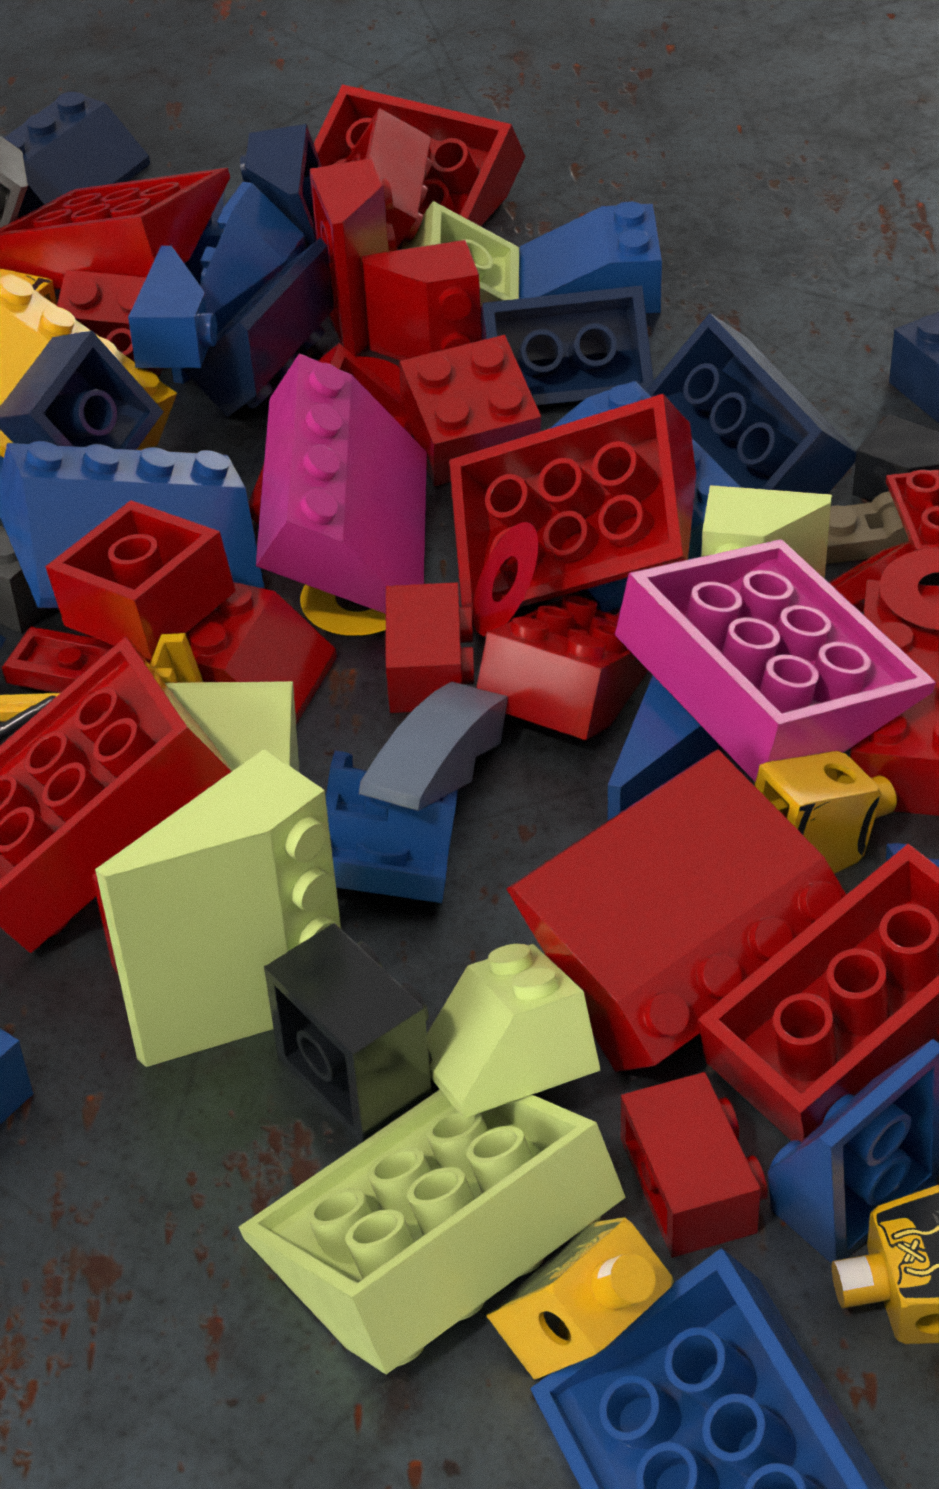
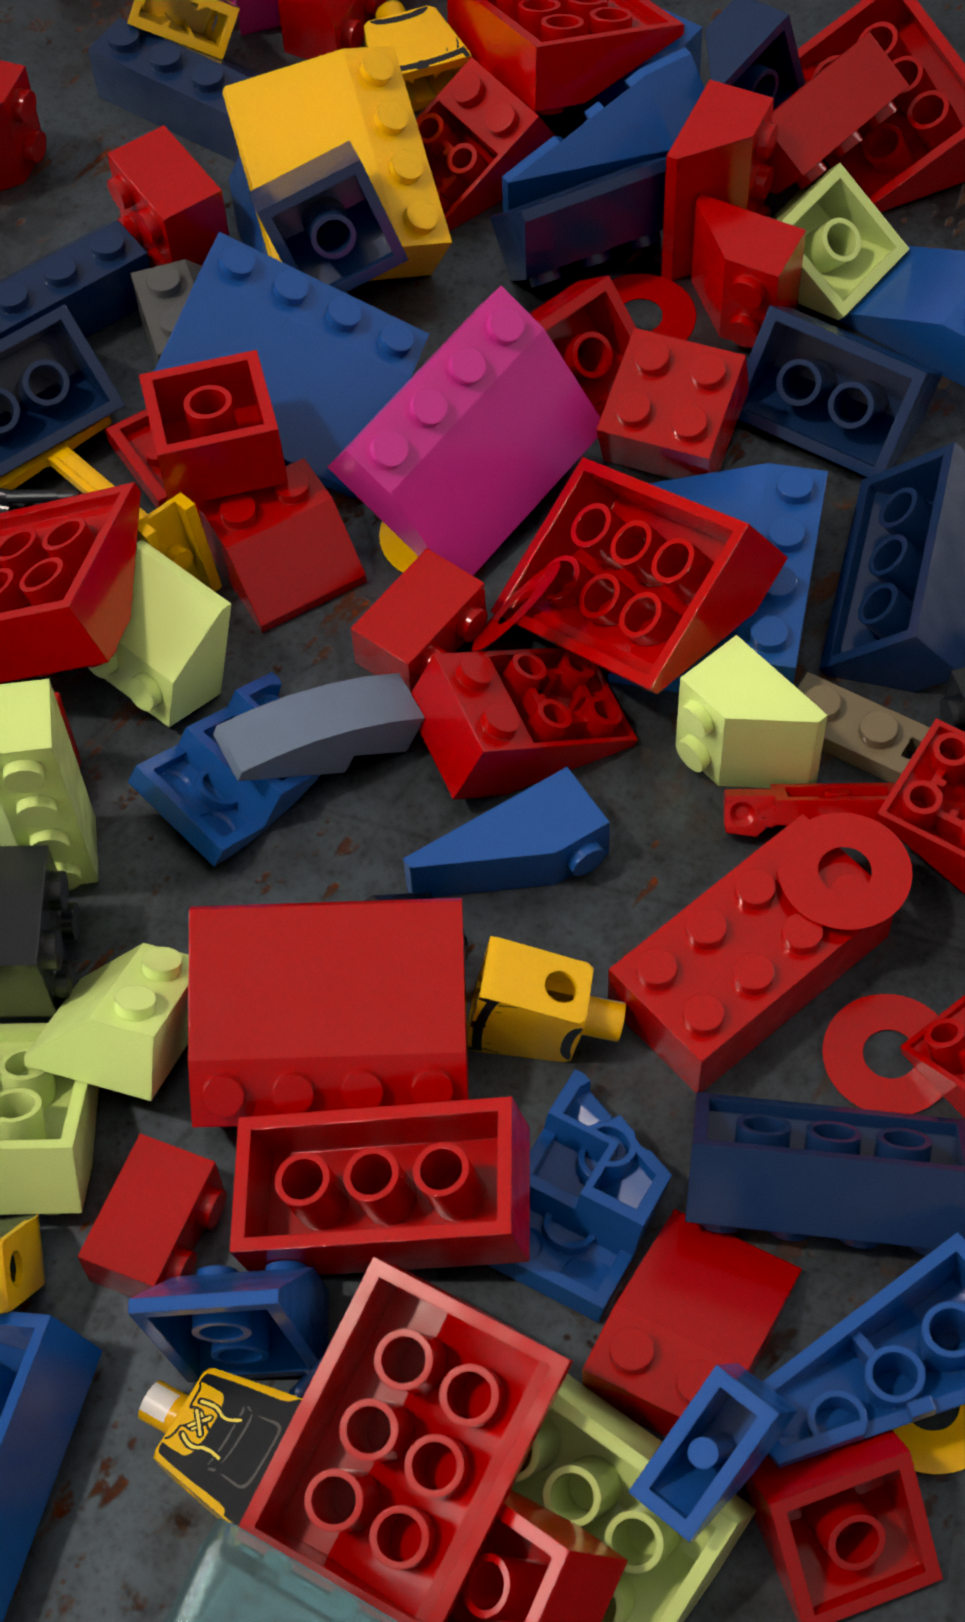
camera: 40 degrees right, 15 degrees up
(171, 317) = (483, 167): blue slope -> none
(766, 653) = (621, 834): dark pink slope -> none

